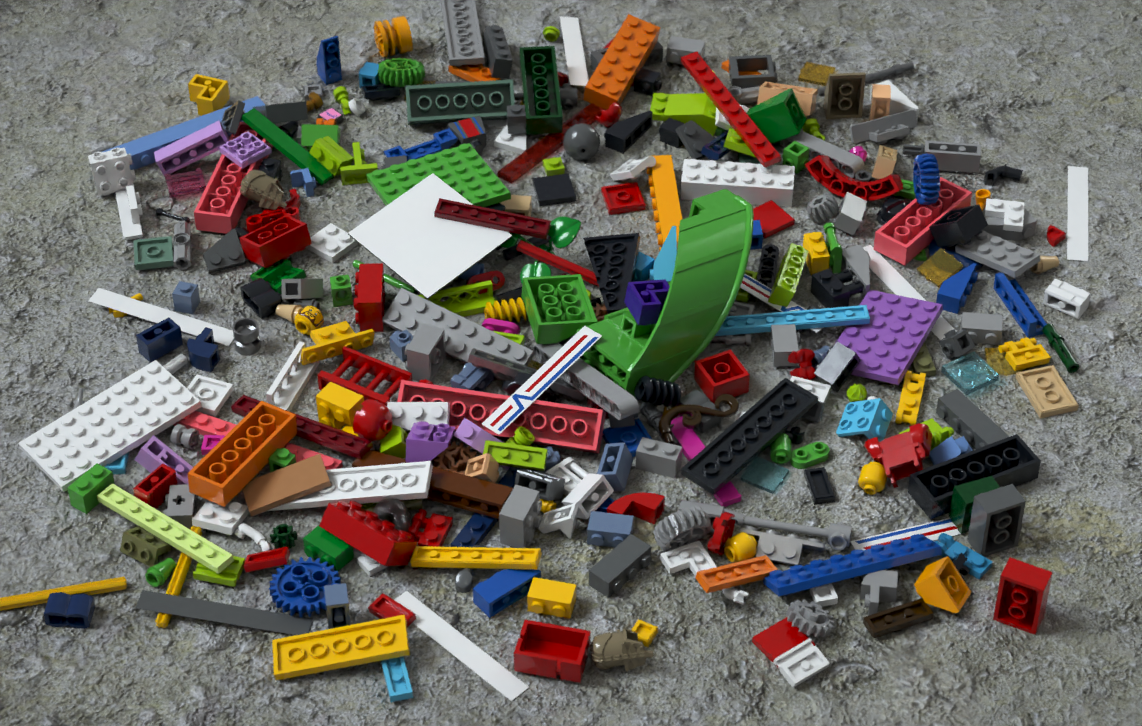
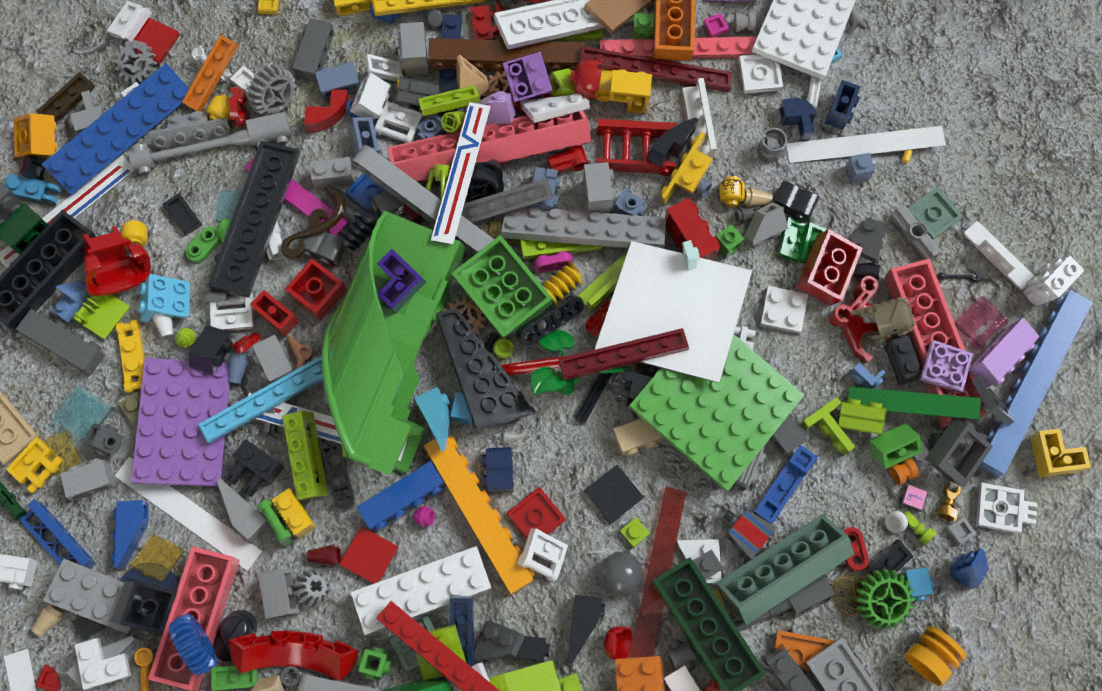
camera: 150 degrees right, 30 degrees up
(272, 89) = (1003, 508): none -> white piece
(333, 358) = (672, 142): none -> black slope
(390, 255) = (690, 254): none -> light aqua plate
(397, 107) = (858, 548): none -> red plate
(561, 393) = (441, 173): none -> lime plant
(636, 221) = (499, 470): none -> dark blue brick
(758, 351) = (300, 352): none -> nougat animal
(766, 370) = (274, 313): none -> red brick
(801, 226) = (325, 555): none -> dark red cone

